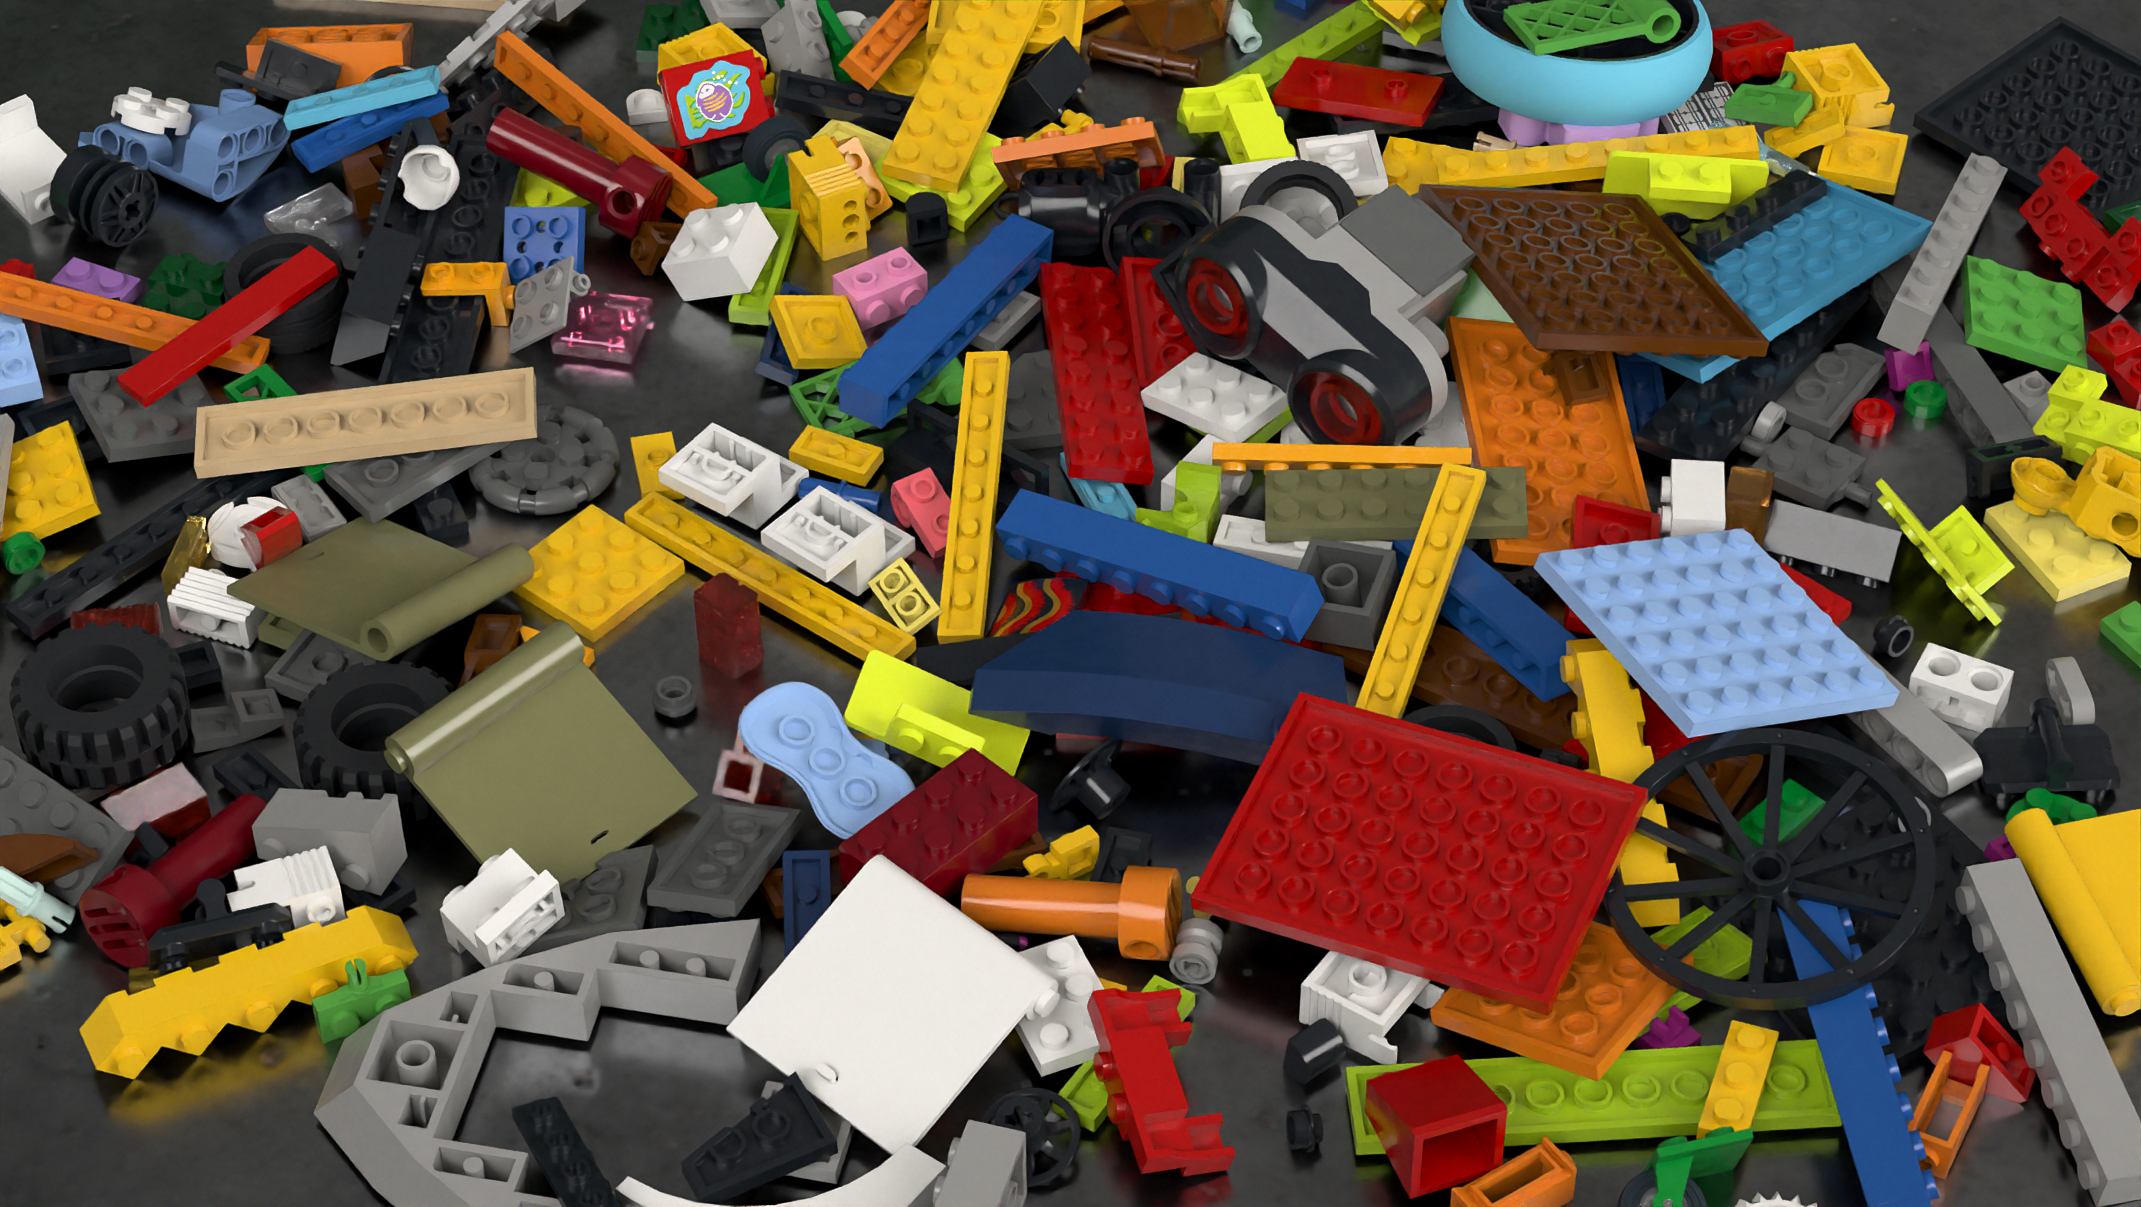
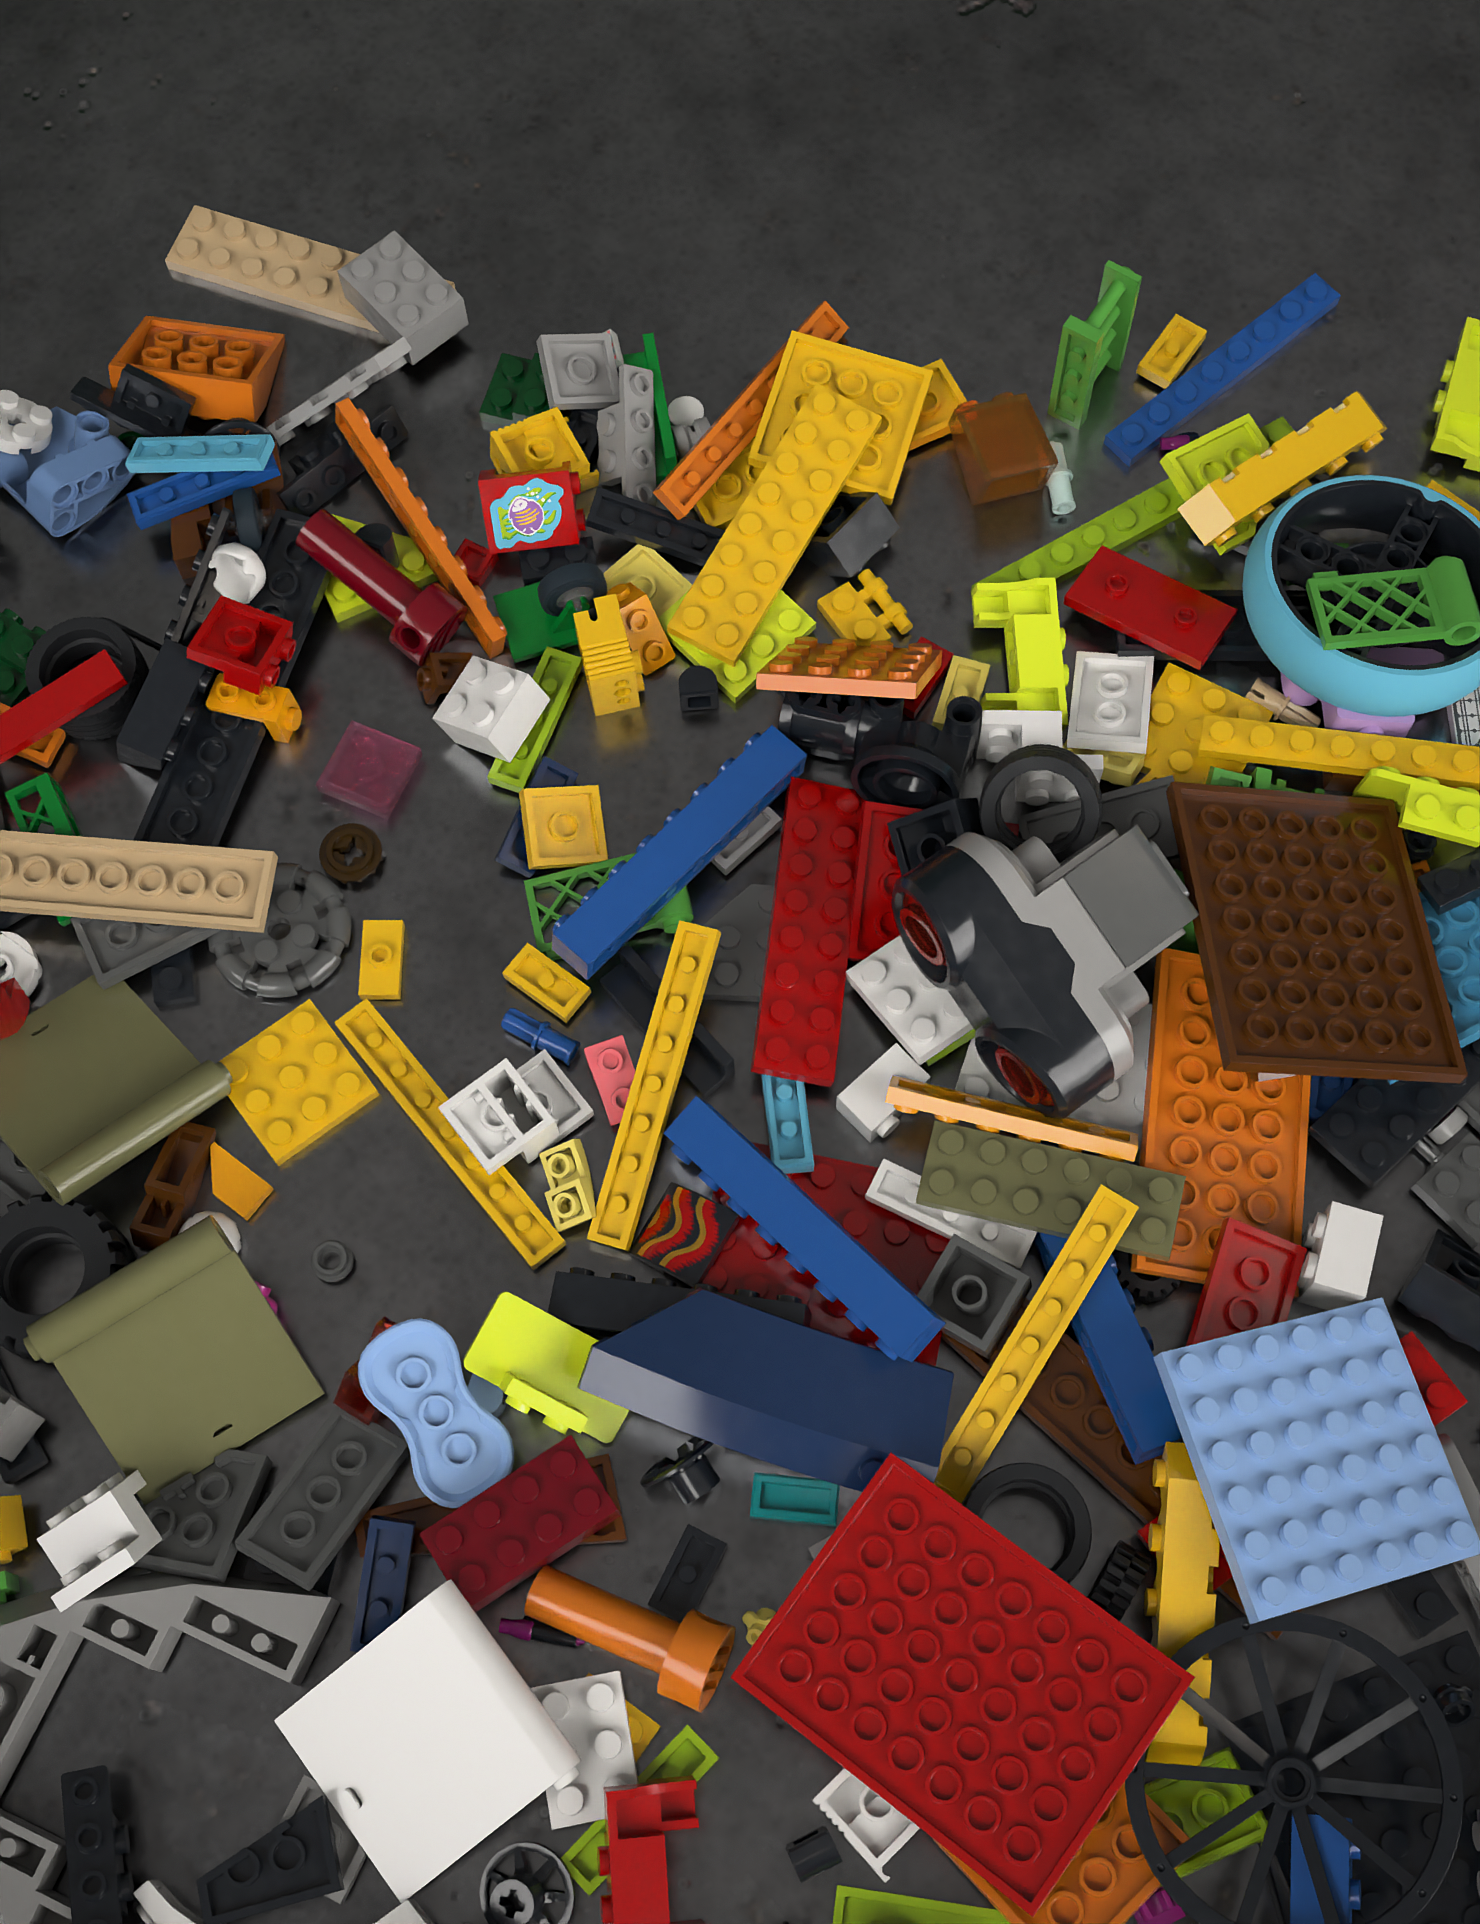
camera: 15 degrees right, 25 degrees up
(312, 214) = (128, 575): clear tile -> none
(312, 506) = (55, 954): light grey plate -> none
(462, 223) = (243, 644): none -> red plate
(544, 303) = (314, 742): light grey hinge -> none
(562, 238) = (340, 672): blue plate -> none
(585, 388) = (340, 841): none -> dark brown gear
(646, 107) = (467, 485): white tile -> none
(728, 626) = (392, 1201): clear red brick -> none
(733, 476) = (438, 1006): white bracket -> none
(882, 287) = (635, 775): bright pink brick -> none
(1068, 856) = (645, 1549): yellow plate -> none
(1160, 61) = (969, 517): reddish brown pin -> none
(1195, 504) = (860, 1149): lime tile -> none
(1196, 951) = (731, 1702): light grey wheel -> none
(1204, 800) = (794, 1499): none -> teal tile
(1749, 501) = (1396, 1263): clear orange panel -> none
(1797, 811) = (1308, 1653): green plate -> none

